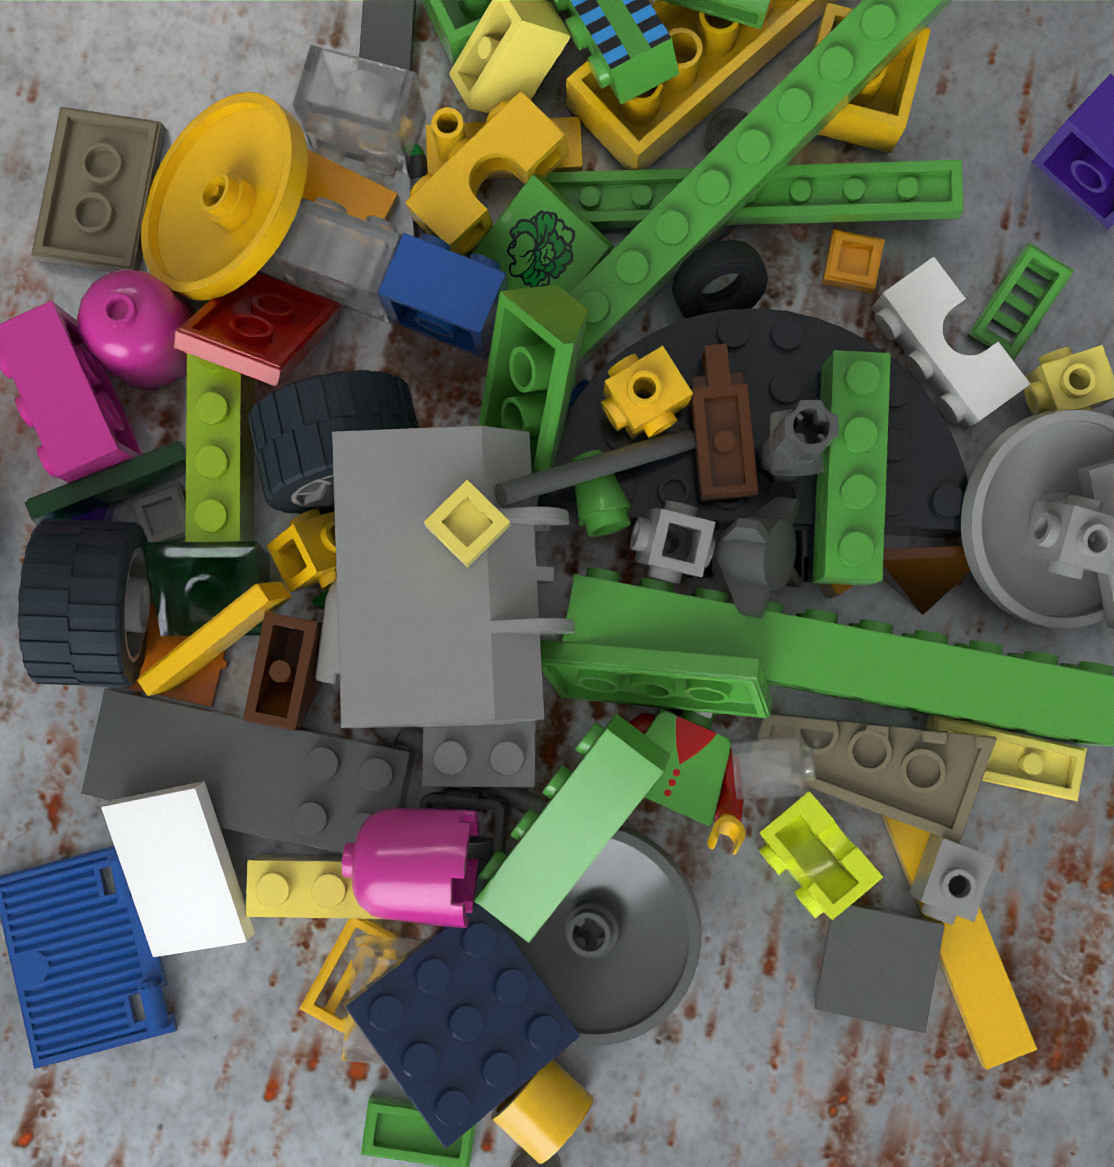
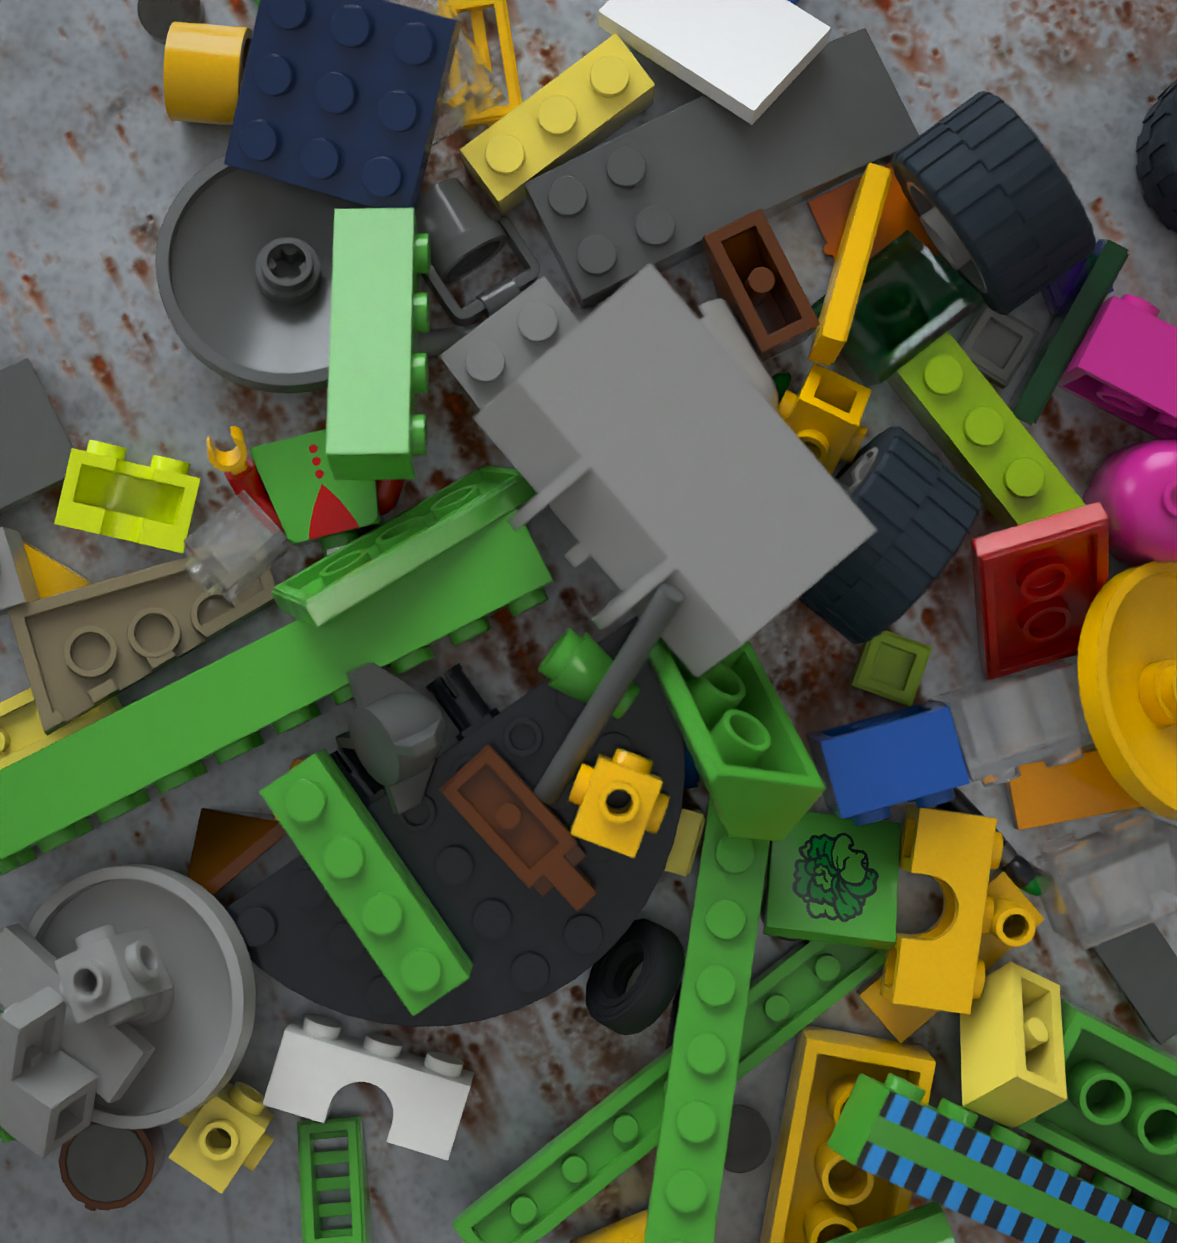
camera: 135 degrees right, 5 degrees up
(399, 356) = (891, 667): none -> lime tile
(415, 865) = (491, 196): dark pink cylinder -> none
(467, 523) = (680, 538): light yellow plate -> none
(616, 344) = (686, 841): none -> light yellow tile
(692, 541) = (462, 686): light grey brick -> none
(798, 440) = (434, 859): dark grey piece -> none
(852, 261) = (525, 1103): light orange tile -> none

